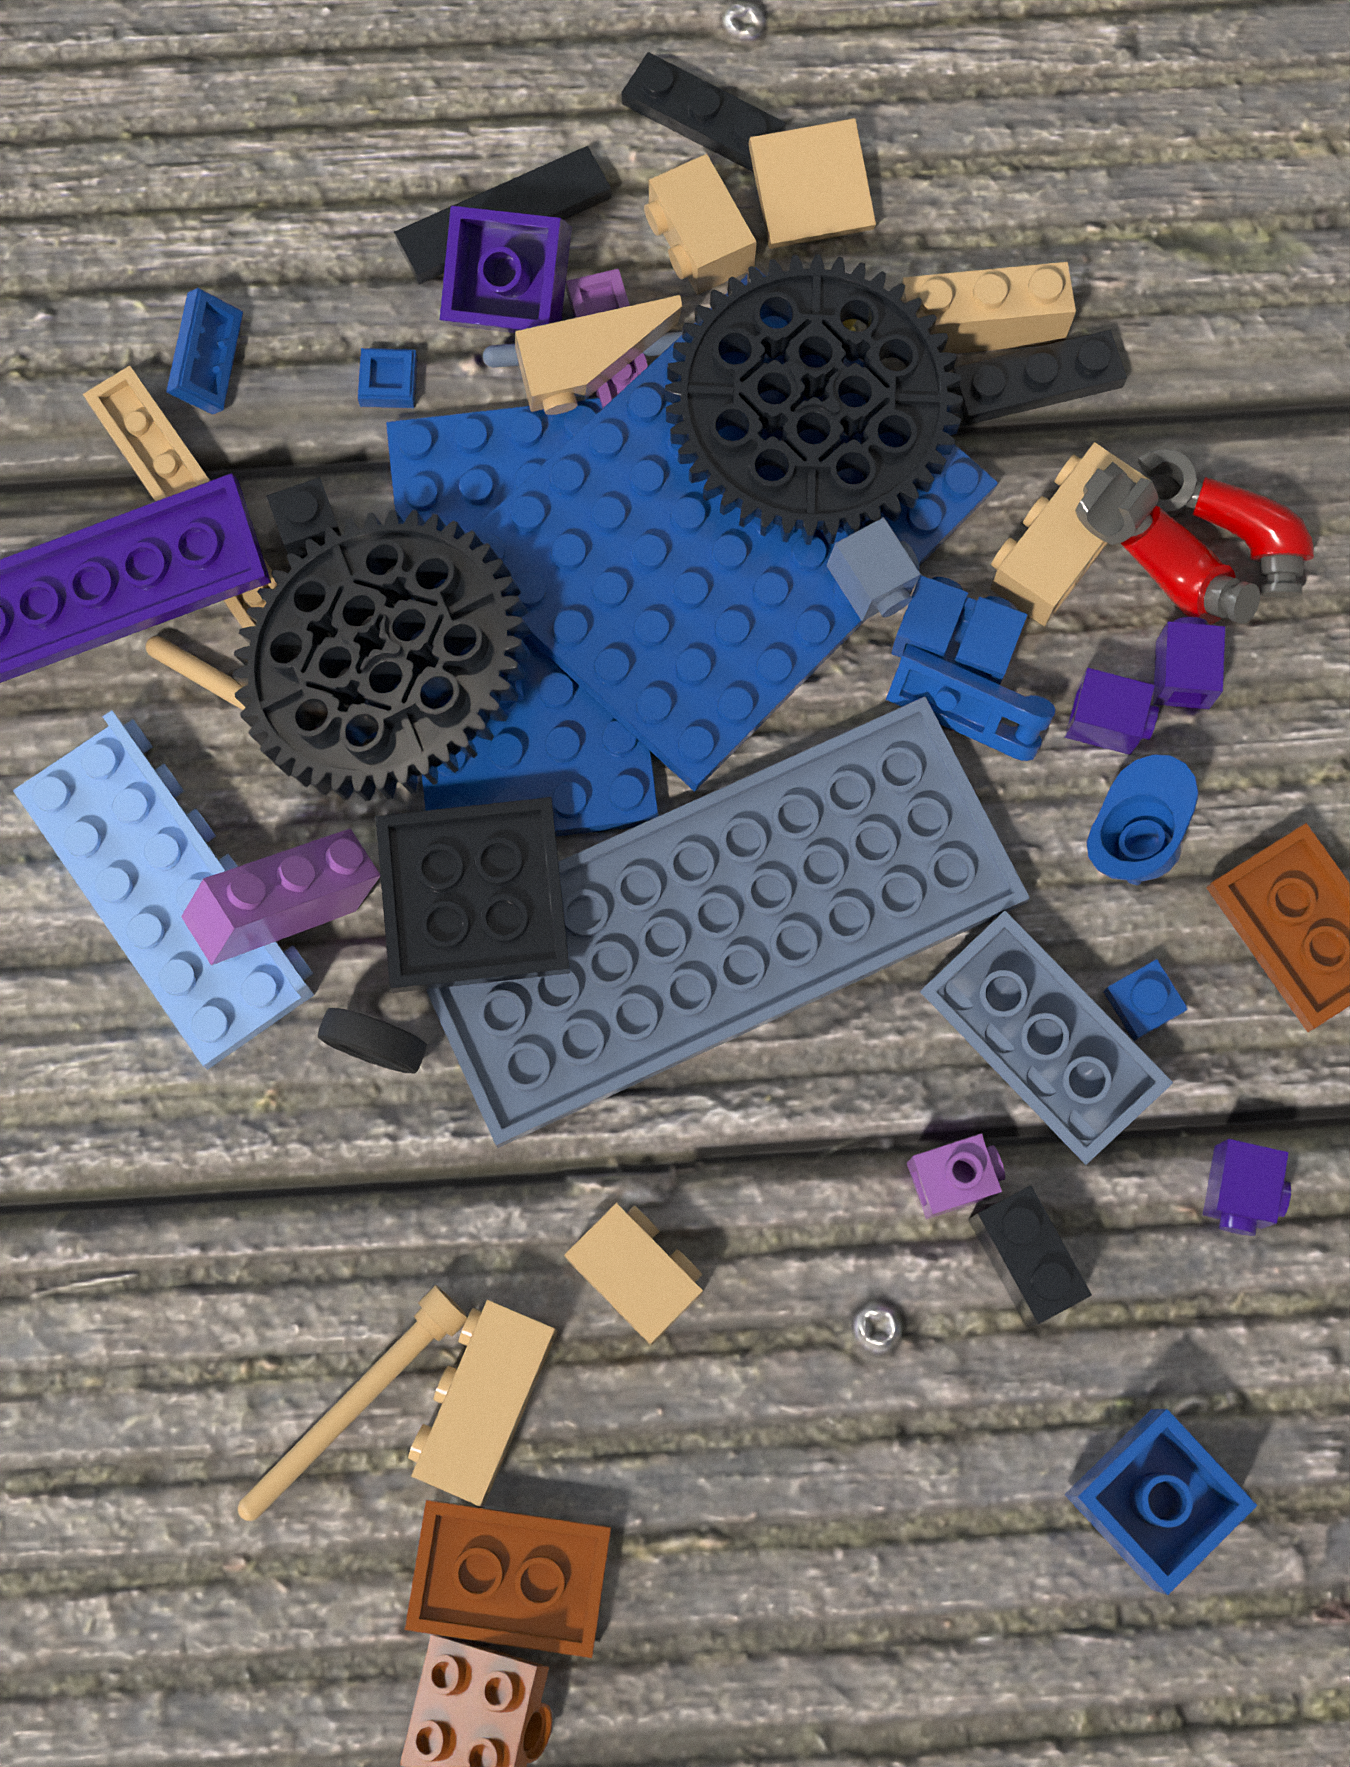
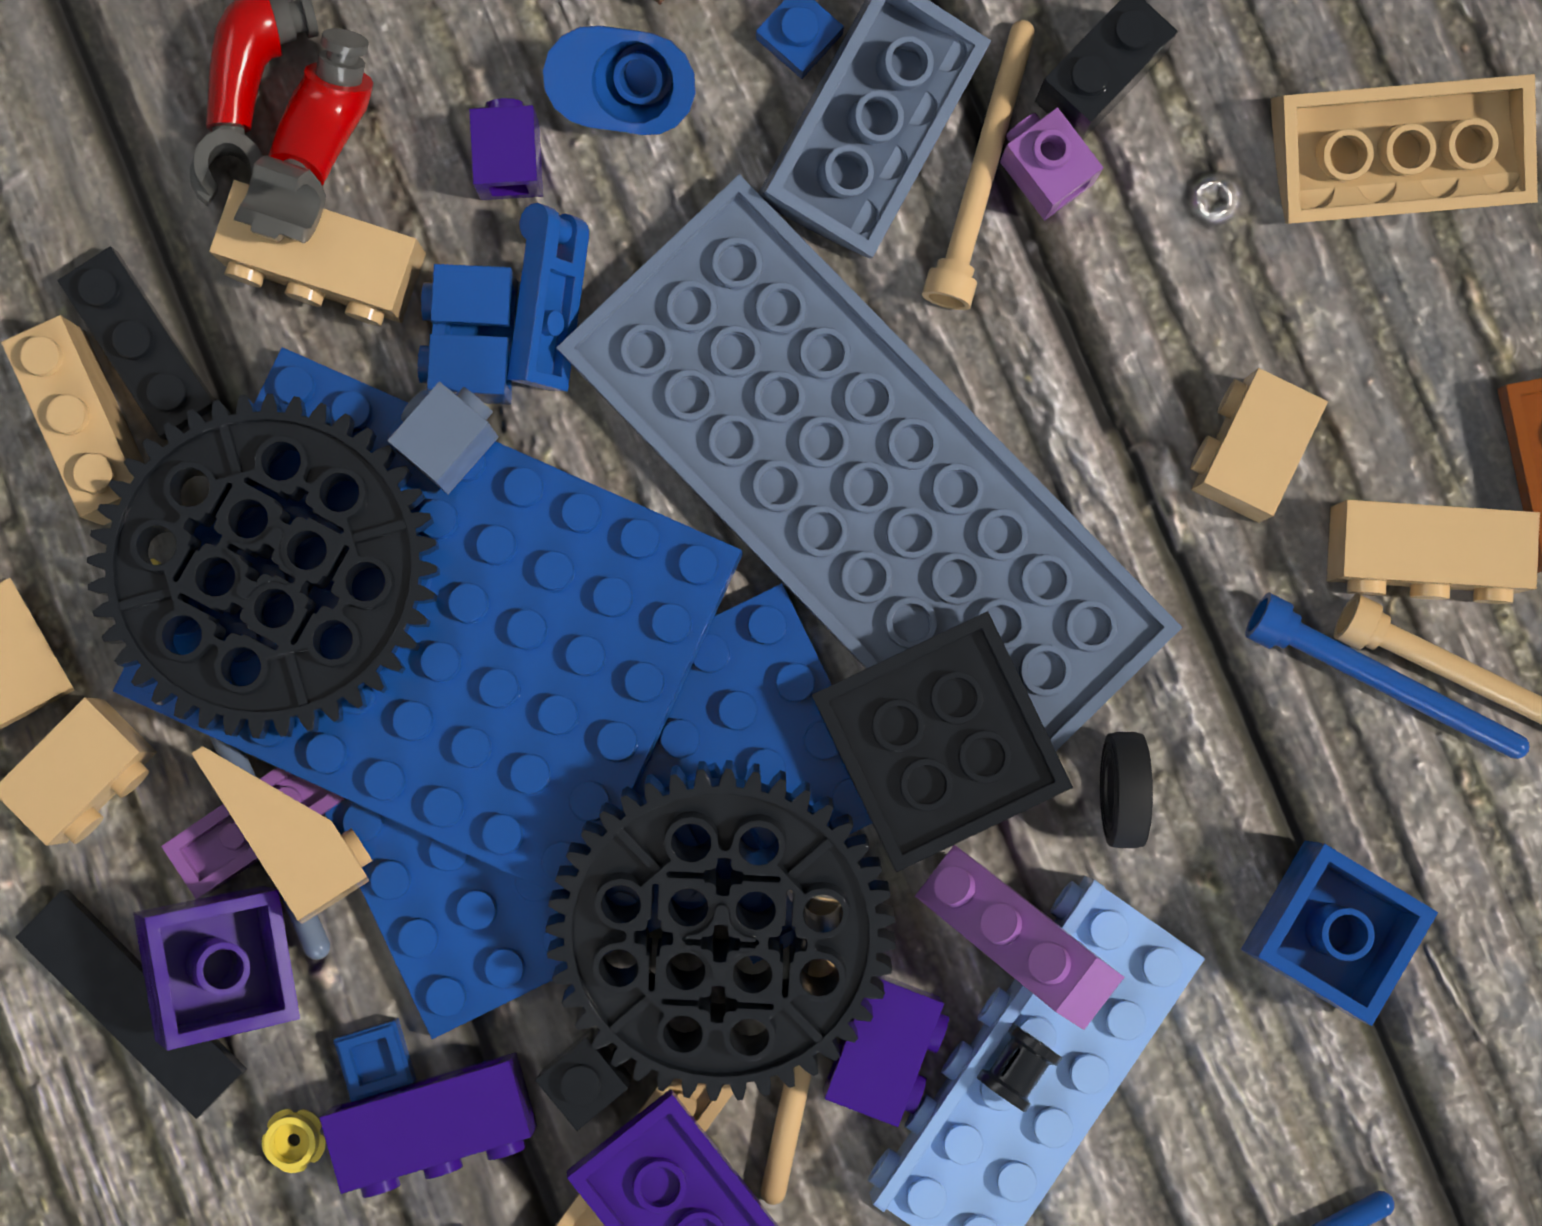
camera: 115 degrees left, 10 degrees up
(172, 863) = (1019, 1067): none -> black bush
(177, 1183) = (1339, 931): none -> blue brick
(228, 763) = (883, 1065): none -> dark purple brick
(318, 398) = (429, 1126): none -> dark purple brick
(346, 284) = (276, 1140): none -> light yellow plate
(465, 1238) = (1278, 625): none -> blue piece
(865, 1522) = (1406, 148): none -> tan slope
(879, 1056) = (952, 281): none -> tan piece
(1189, 664) = (423, 85): dark purple brick -> none

